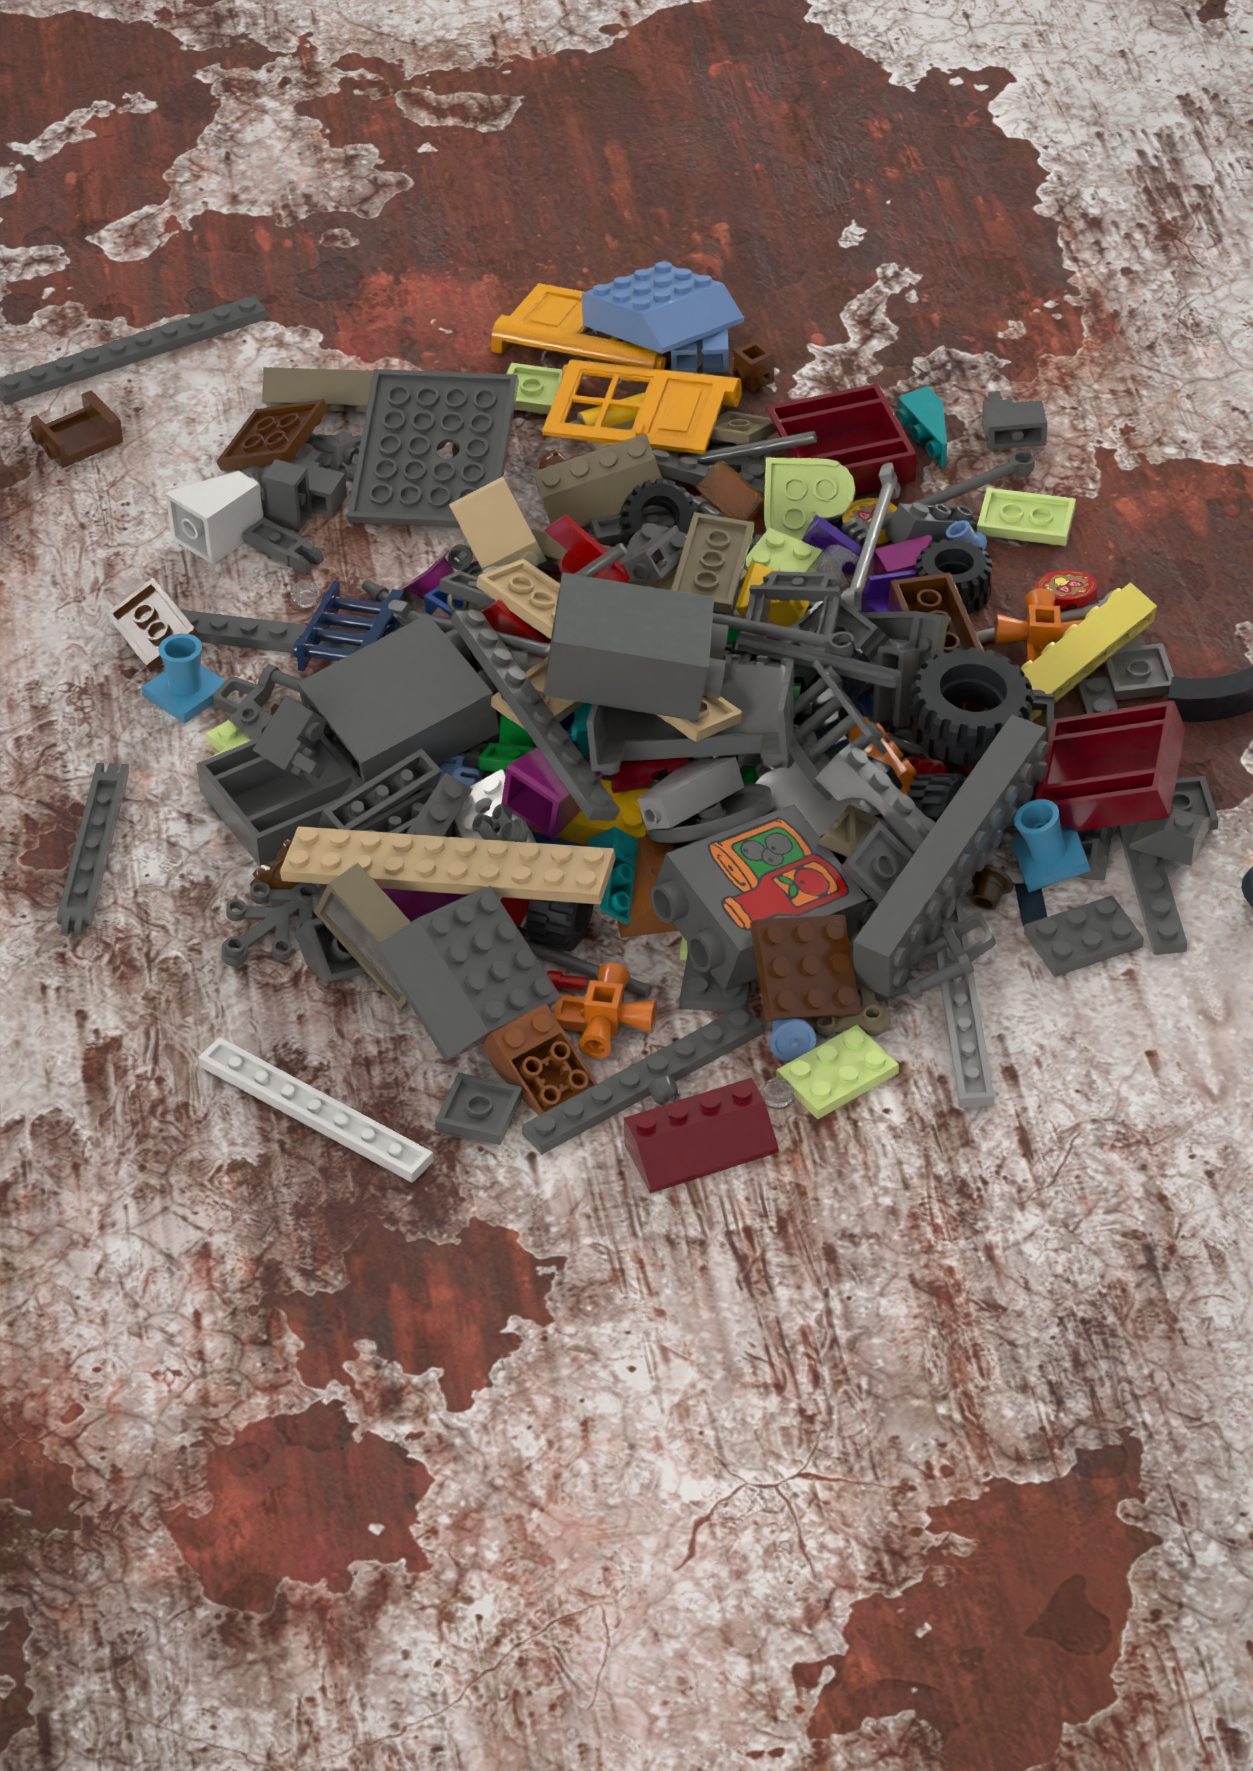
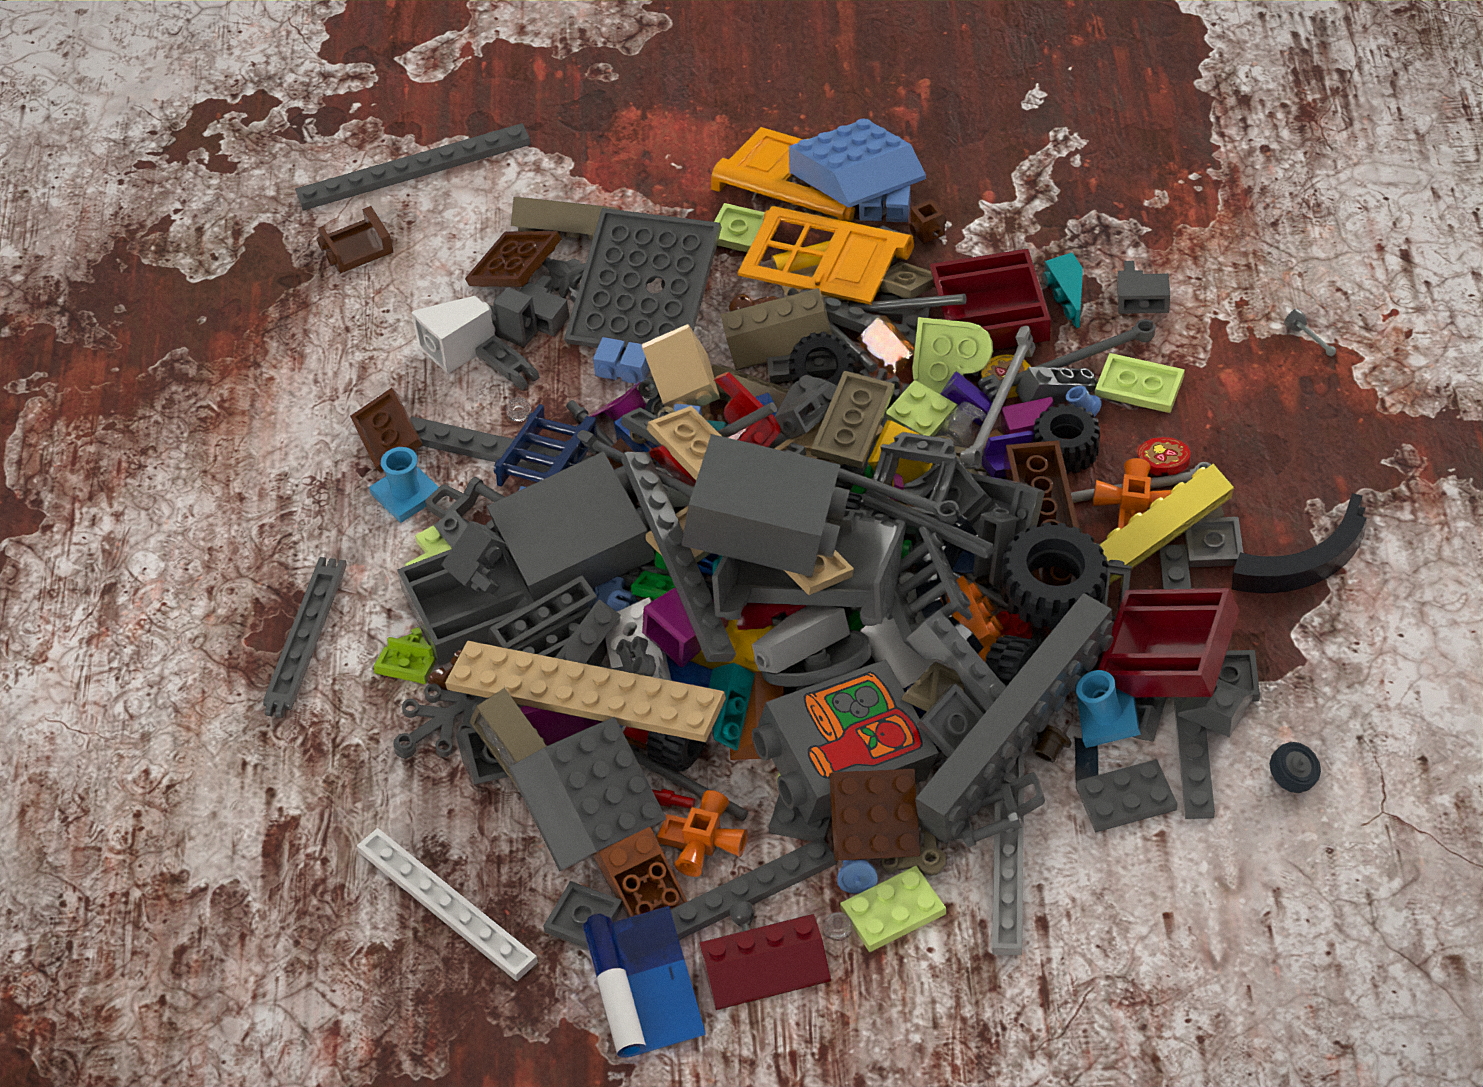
camera: 10 degrees right, 5 degrees up
(219, 861) = (406, 658): none -> lime slope
(431, 540) = (612, 364): none -> medium blue piece
(563, 1167) = (643, 981): none -> clear blue door
(1195, 442) = (1297, 321): none -> hinge

